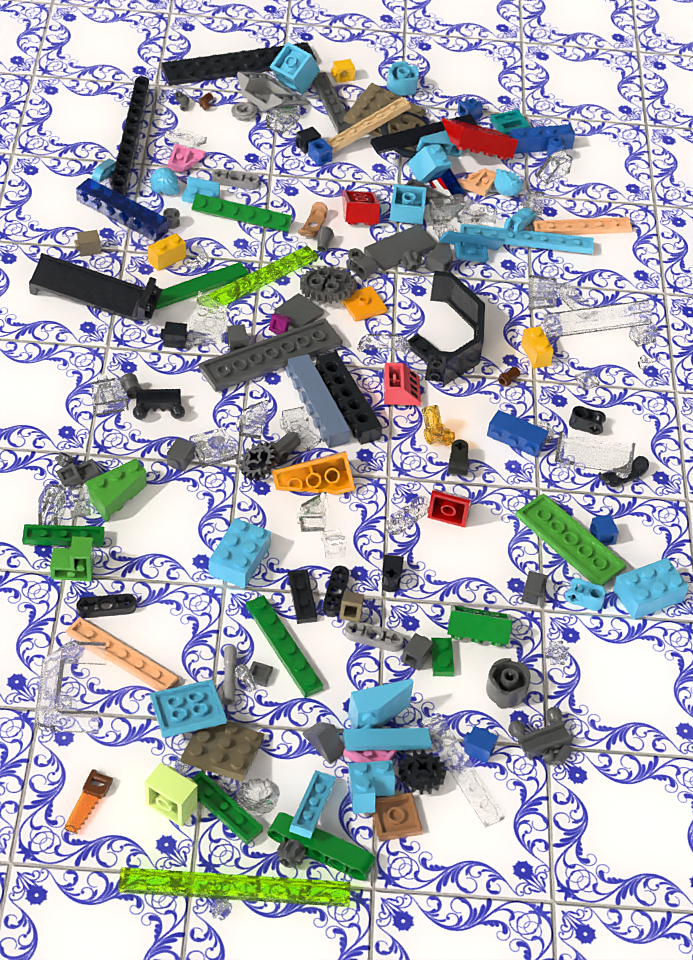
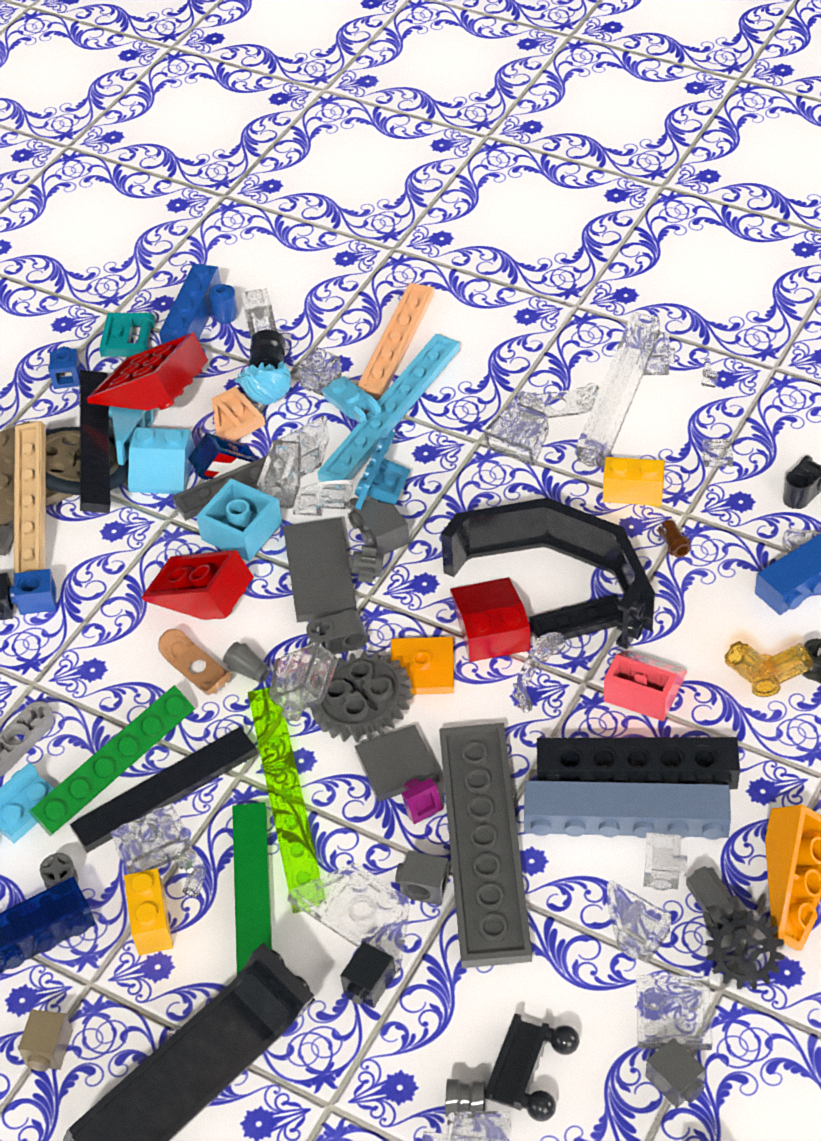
camera: 55 degrees left, 0 degrees up
(204, 240) = (142, 855): none -> clear brick
(237, 237) = (164, 788): none -> black tile
(309, 439) = (705, 854): clear tile -> none
(324, 257) = (302, 679): none -> clear torso
(407, 317) = (491, 619): none -> red slope
(531, 177) = (267, 347): none -> black wheel

